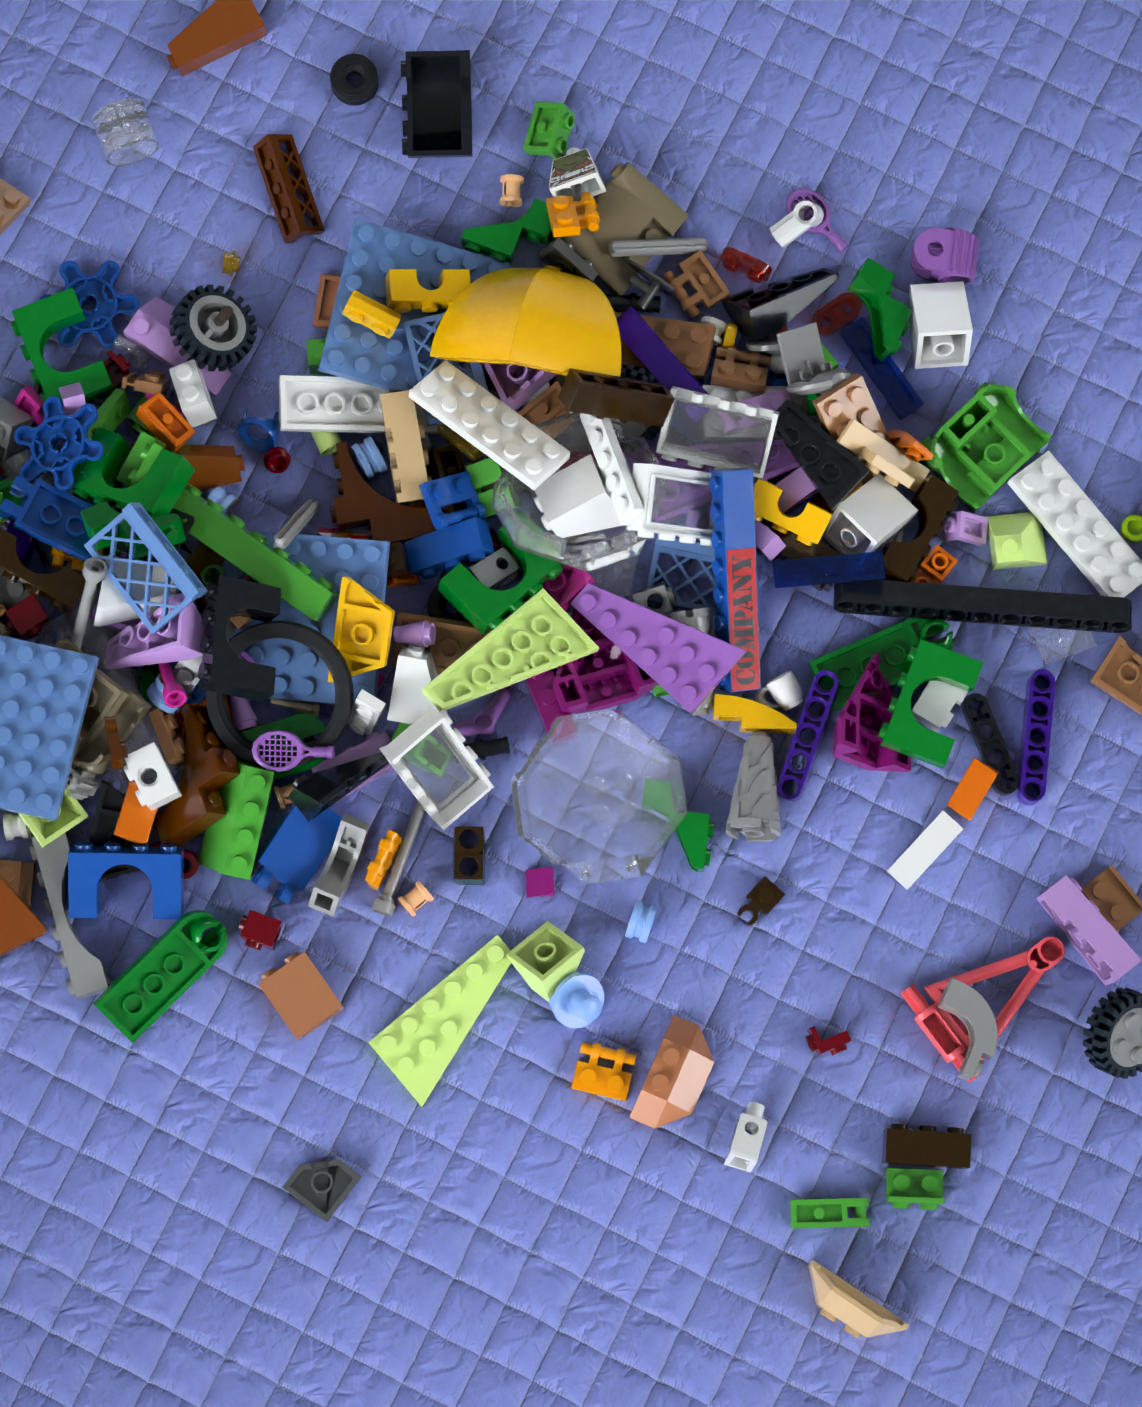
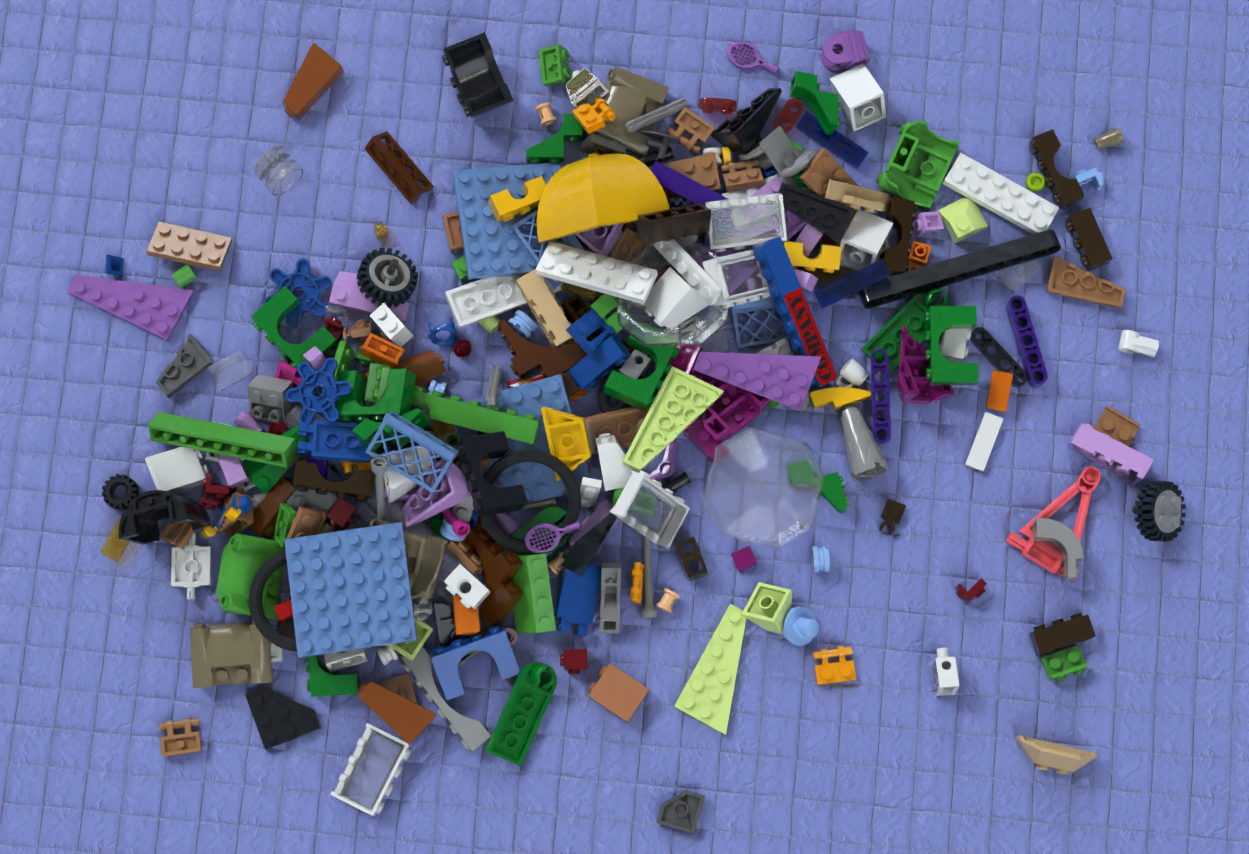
camera: 15 degrees left, 0 degrees up
(117, 749) = (437, 577): reddish brown plate -> none
(350, 65) = (413, 69): black tyre -> none
(371, 314) = (490, 229): yellow bracket -> none
(416, 633) = (601, 427): lavender cone -> none
(641, 596) = (737, 346): light grey brick -> none
(675, 1076) = (881, 651): nougat wedge -> none
(794, 223) = (739, 67): white piece -> none
(828, 1213) = (1015, 701): bright green plate -> none
(909, 445) = (875, 184): orange slope -> none

